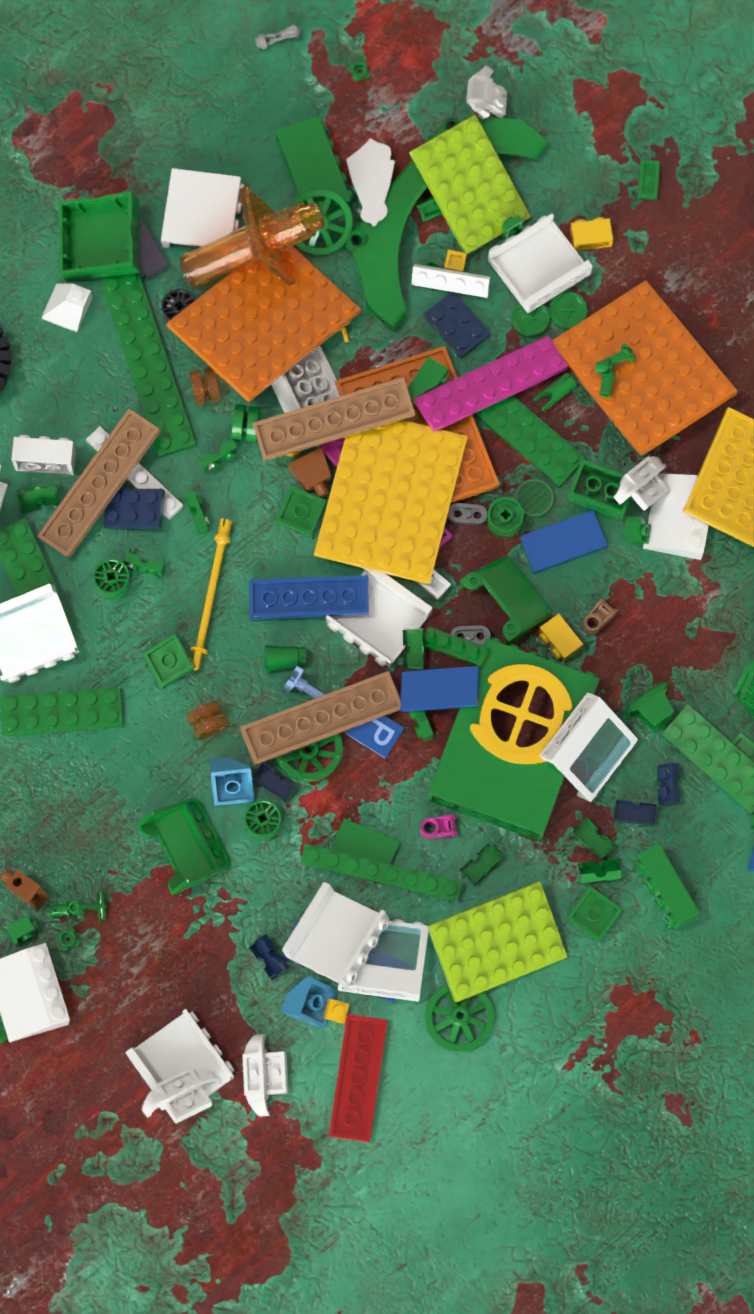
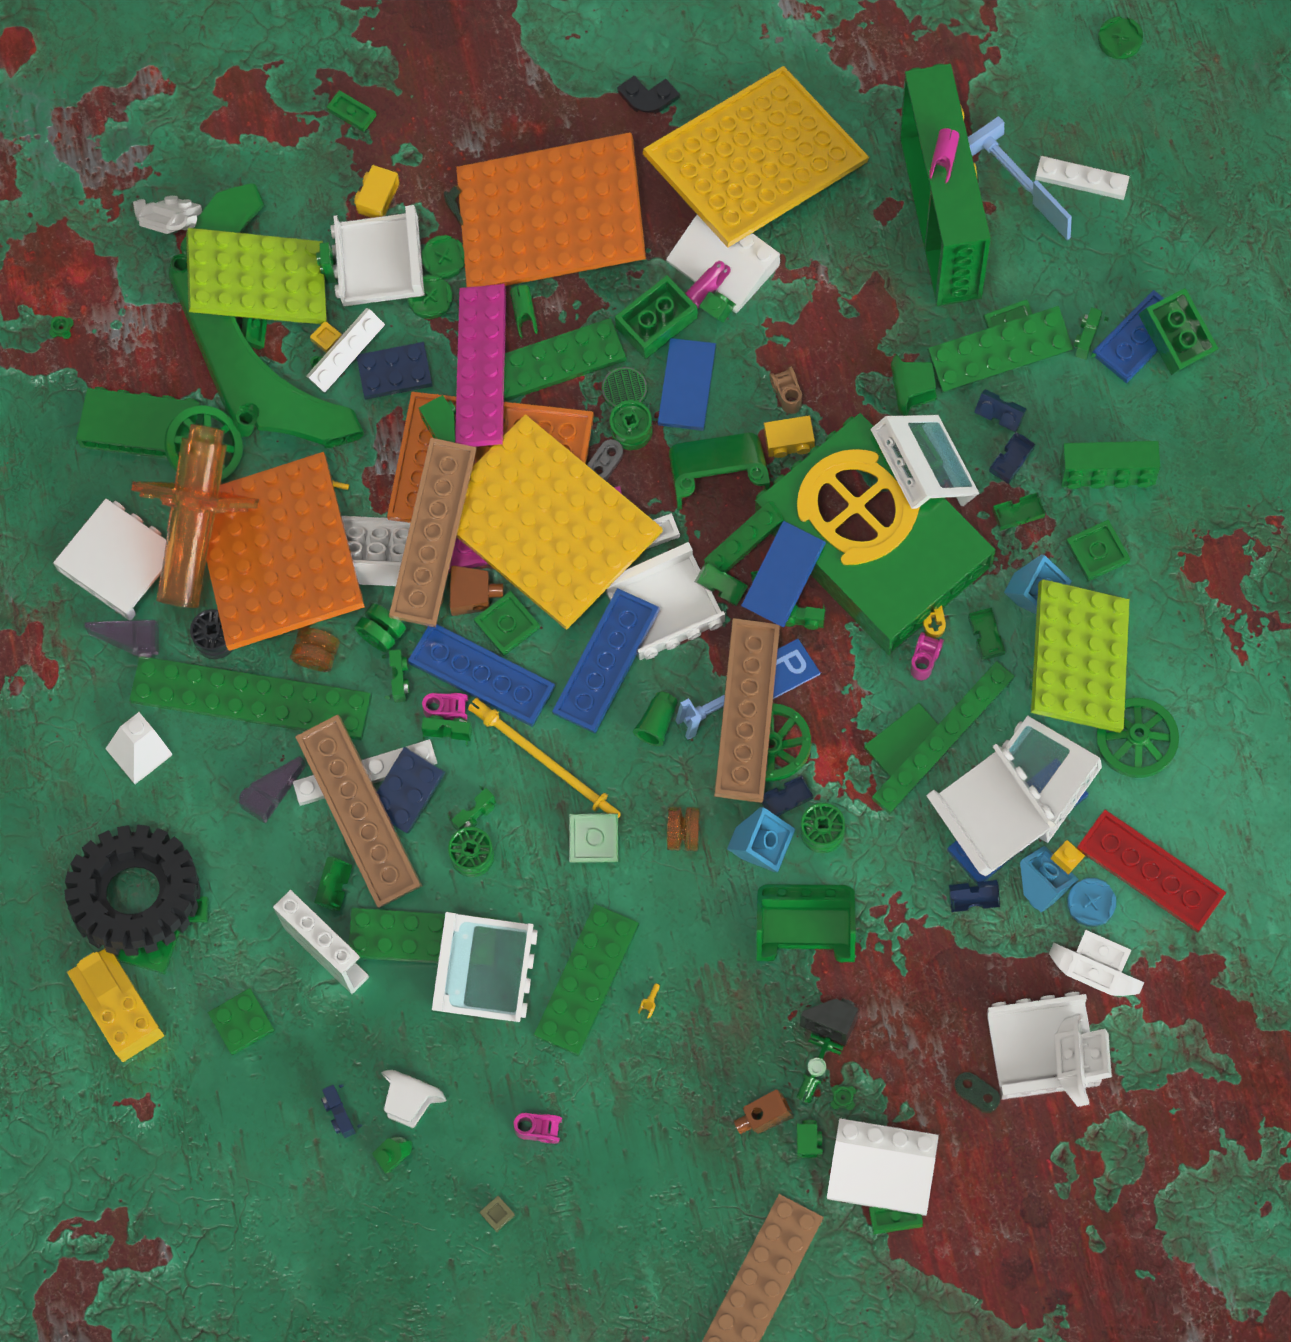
camera: 55 degrees left, 5 degrees down
(43, 455) = (293, 852): white brick -> none
(65, 764) = (649, 1002): none -> yellow hand
(78, 412) = (267, 792): none -> clear purple slope
(99, 237) = (84, 674): green tile -> none
(118, 901) = (831, 1019): none -> pearl dark grey slope
(121, 1033) = (975, 1094): none -> clear green plate
(214, 505) = (447, 705): none -> dark pink piece
(252, 515) = (481, 674): none -> blue plate
(311, 1046) = (1091, 902): none -> dark azure tile
(371, 177) = (188, 371): white sticker -> none
(471, 632) = (733, 521): flat silver plate -> none
(474, 823) = (939, 619): none -> yellow beam
(550, 879) = (1024, 582): none -> dark azure slope
(606, 368) = (535, 245): green pin -> none
(607, 870) = (1058, 517): green piece -> none
(615, 292) = (451, 202): none -> clear green bar
(643, 483) = (676, 271): white plate -> none
(652, 514) = (709, 281): none -> dark pink piece

